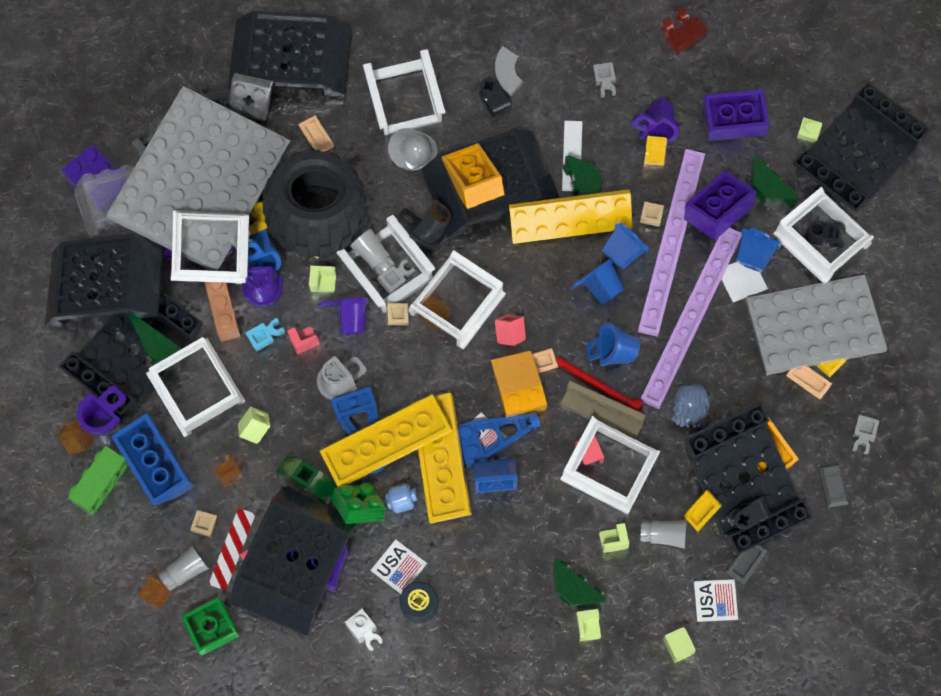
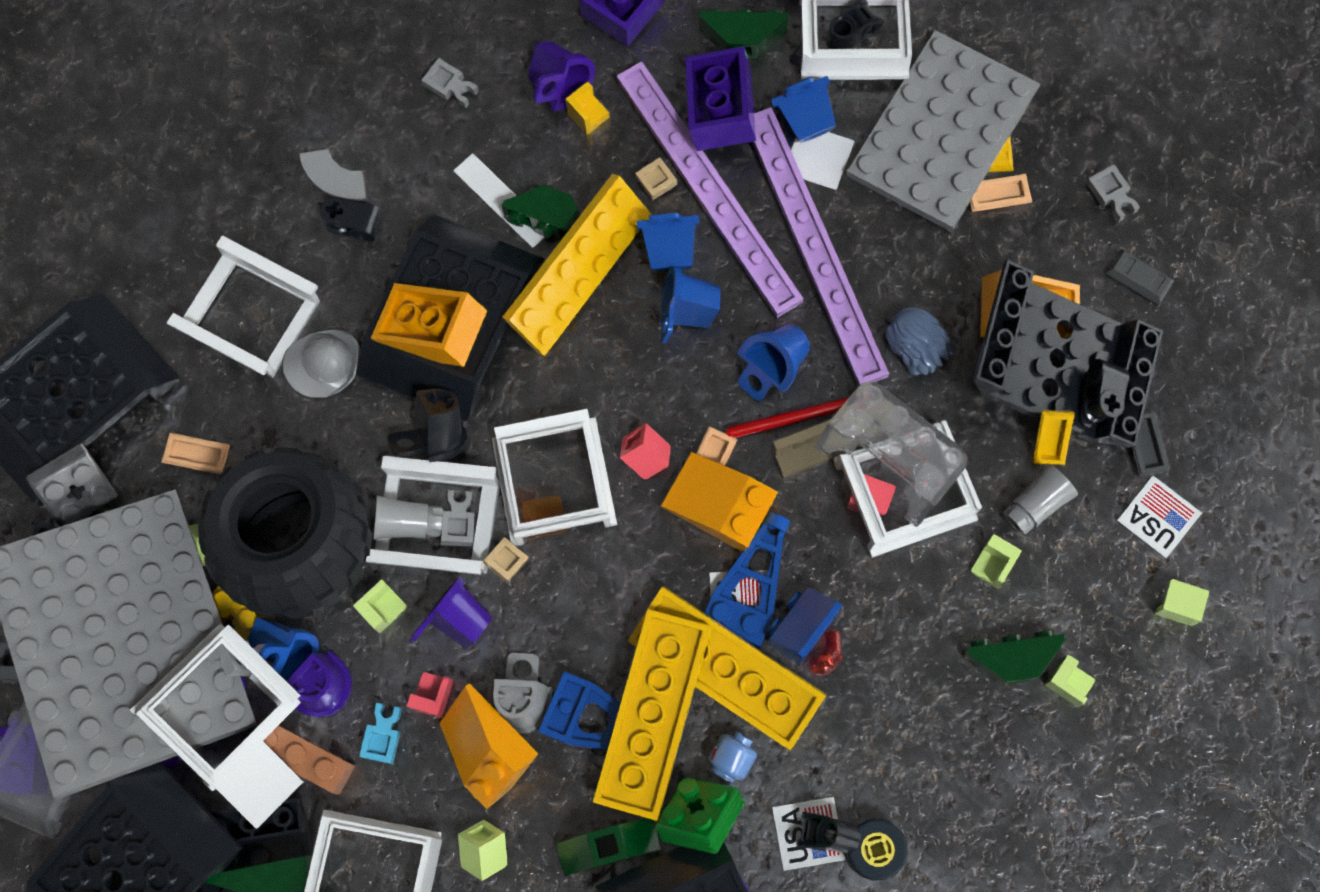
camera: 45 degrees left, 5 degrees up
(192, 296) = (257, 783): none -> white sticker
(300, 383) = (484, 747): none -> light orange slope
(404, 571) = (829, 834): none -> black piece
(491, 502) = (830, 657): none -> clear red arm
(619, 409) = (900, 441): none -> clear windscreen

